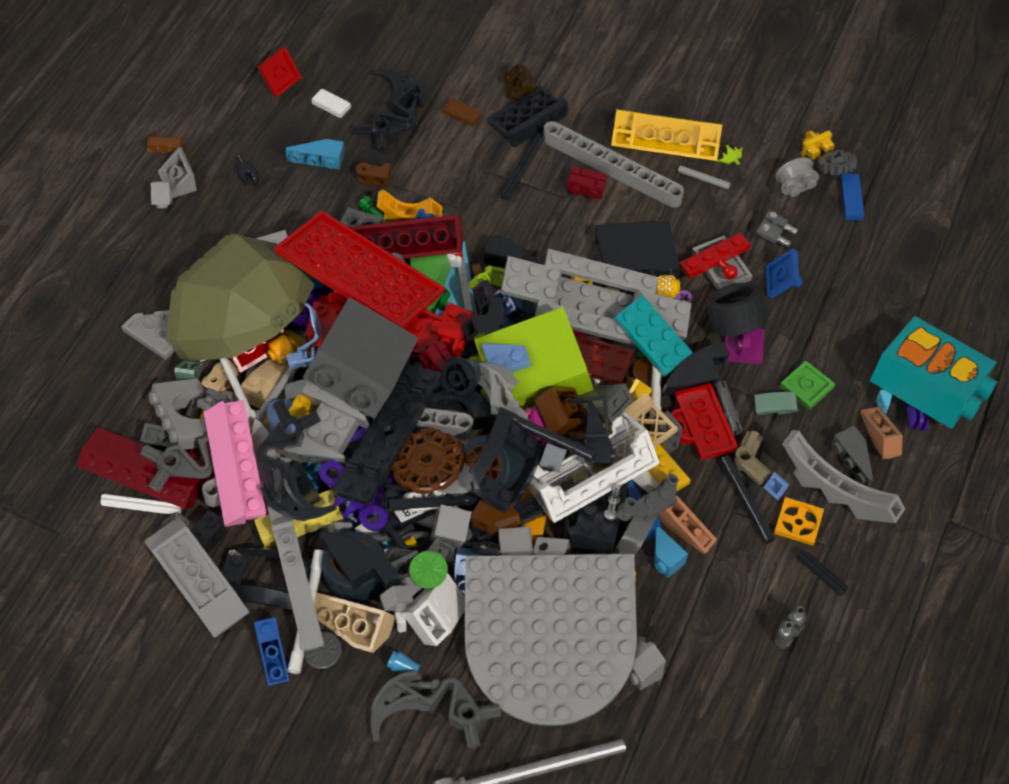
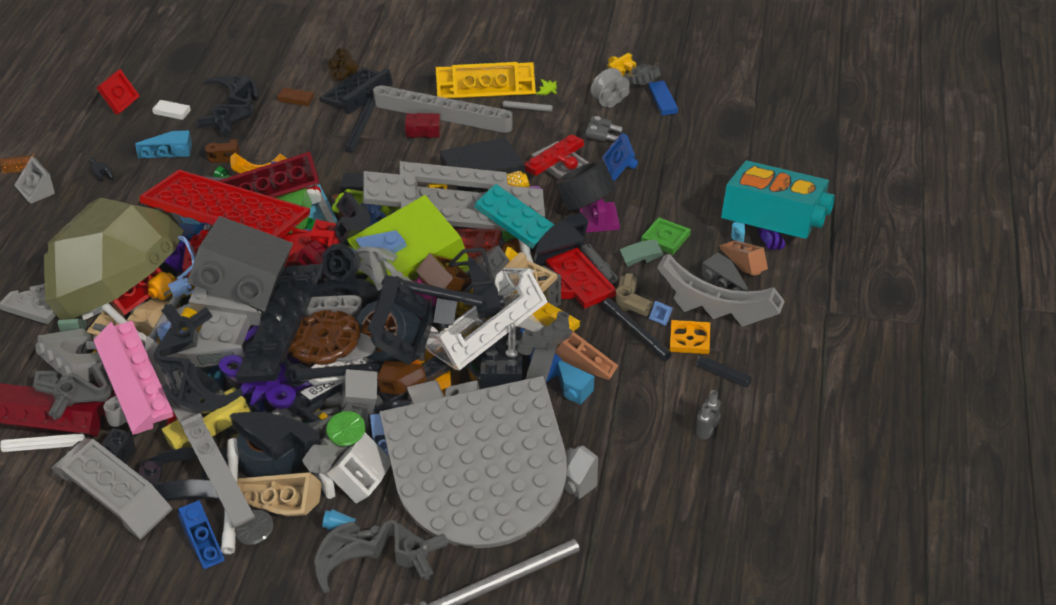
camera: 10 degrees left, 15 degrees down
(161, 193) = (21, 197): light grey brick -> none

